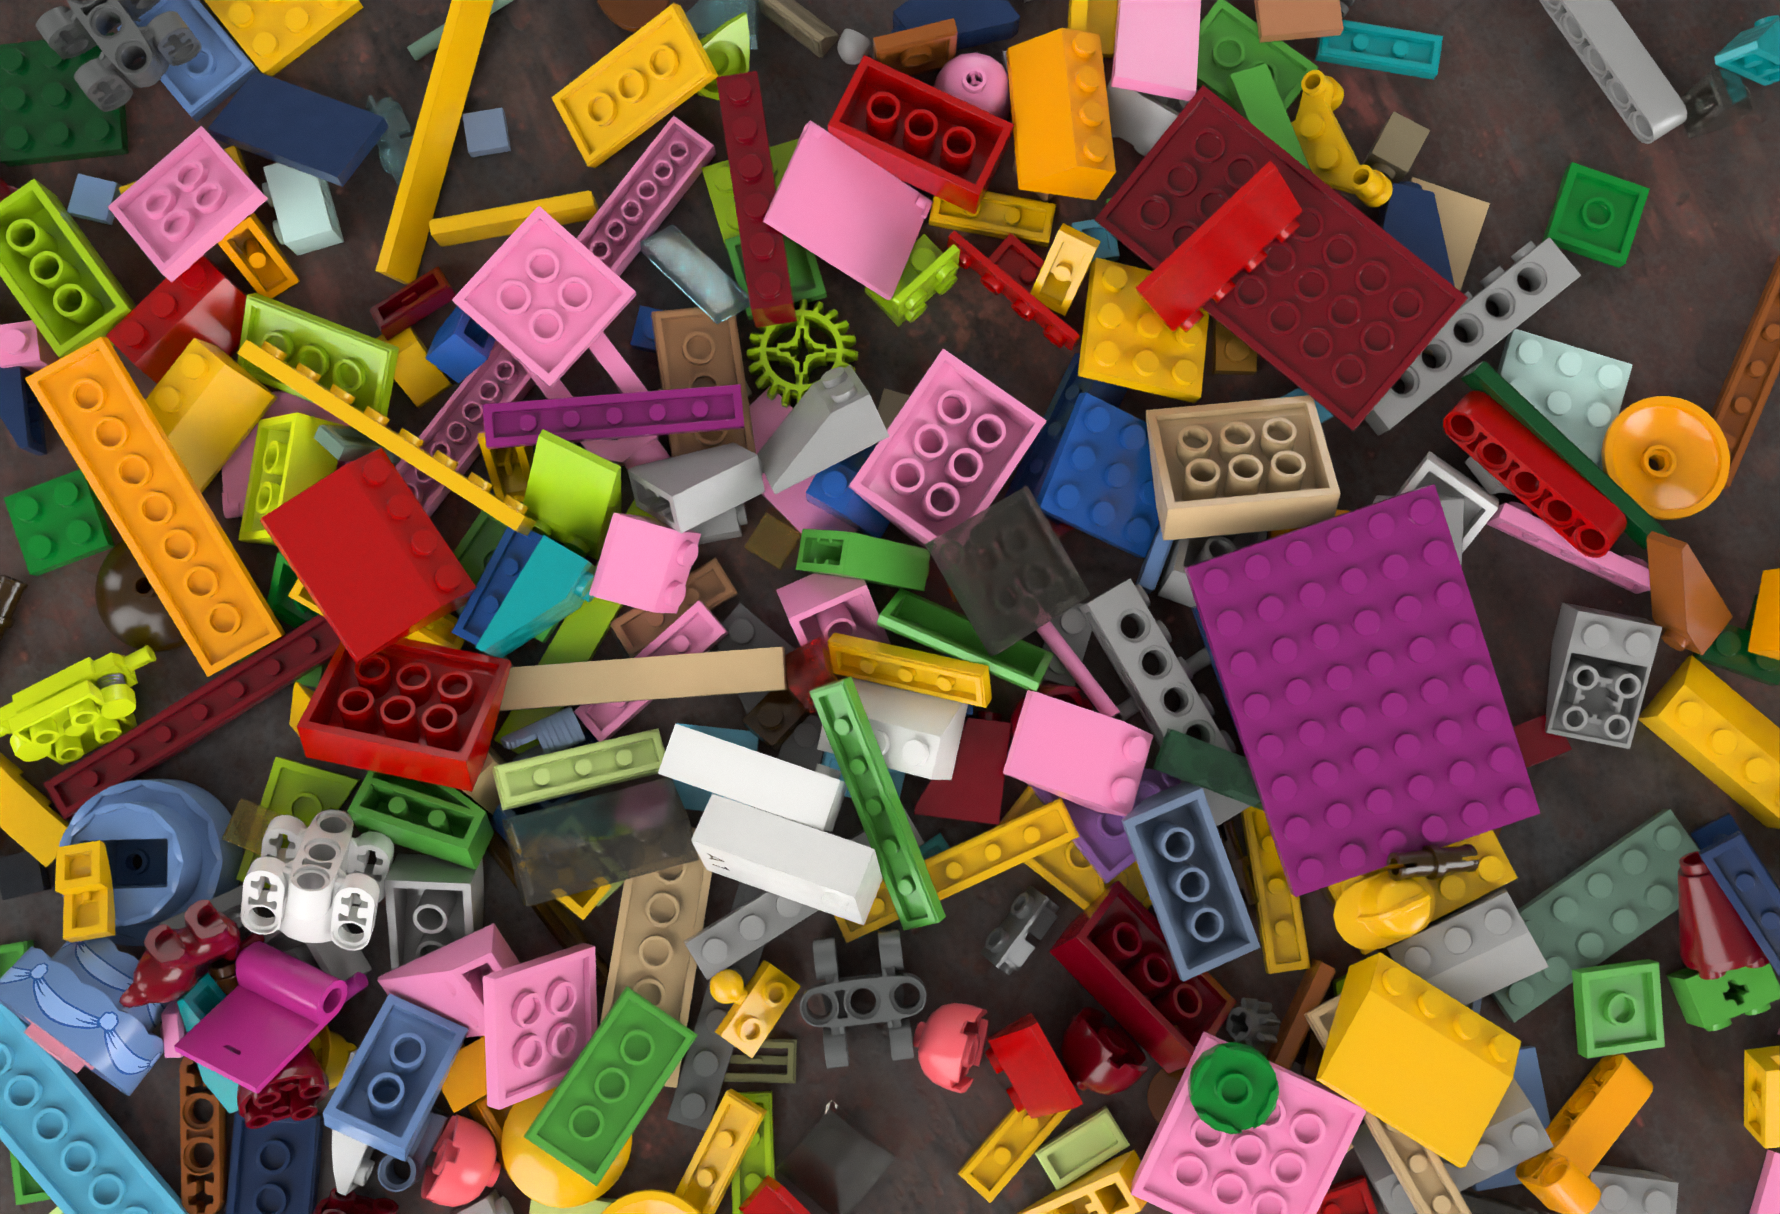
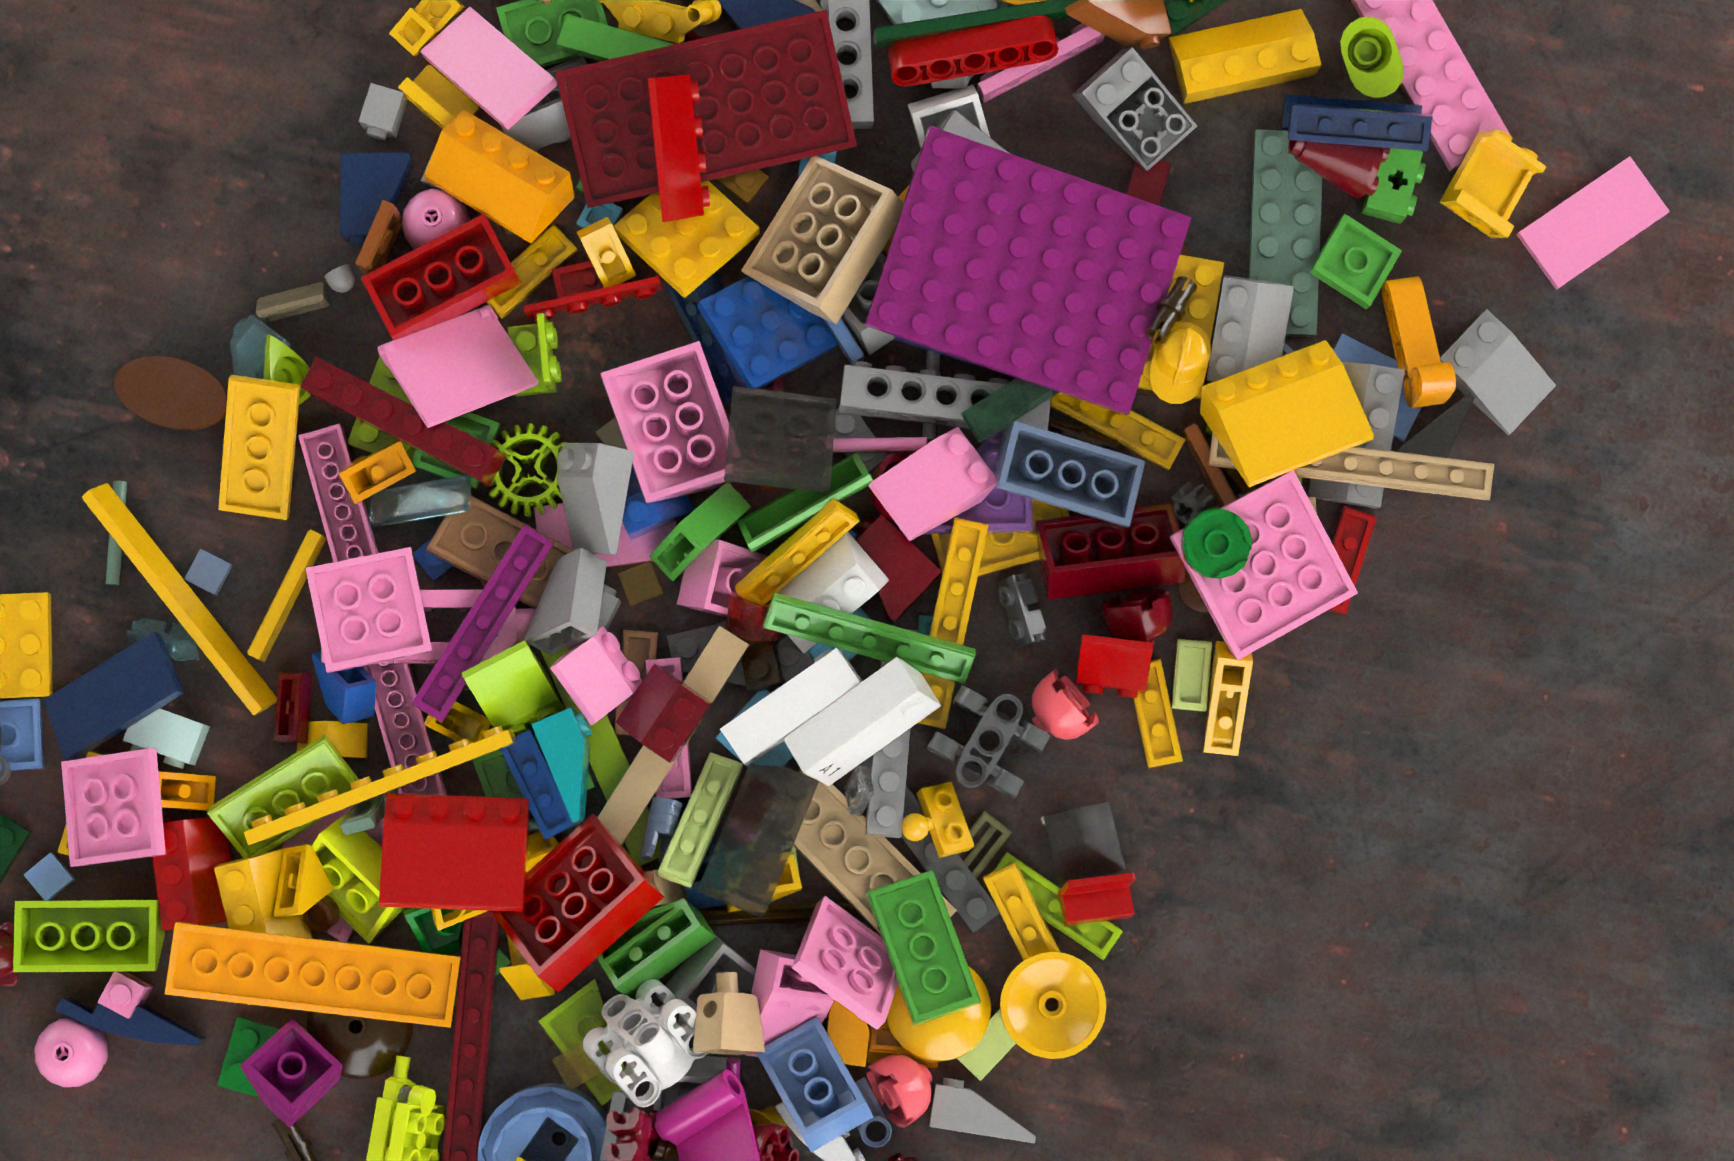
camera: 55 degrees left, 0 degrees up
(55, 556) = (291, 1072): none -> magenta slope
(233, 472) = (322, 915): none -> reddish brown tile
(243, 432) = (300, 881): none -> yellow slope
(391, 947) = (728, 1020): none -> tan torso
(654, 656) = (663, 713): none -> dark red slope
(691, 211) = (376, 472): none -> light orange slope
(723, 903) = (859, 790): none -> clear tile

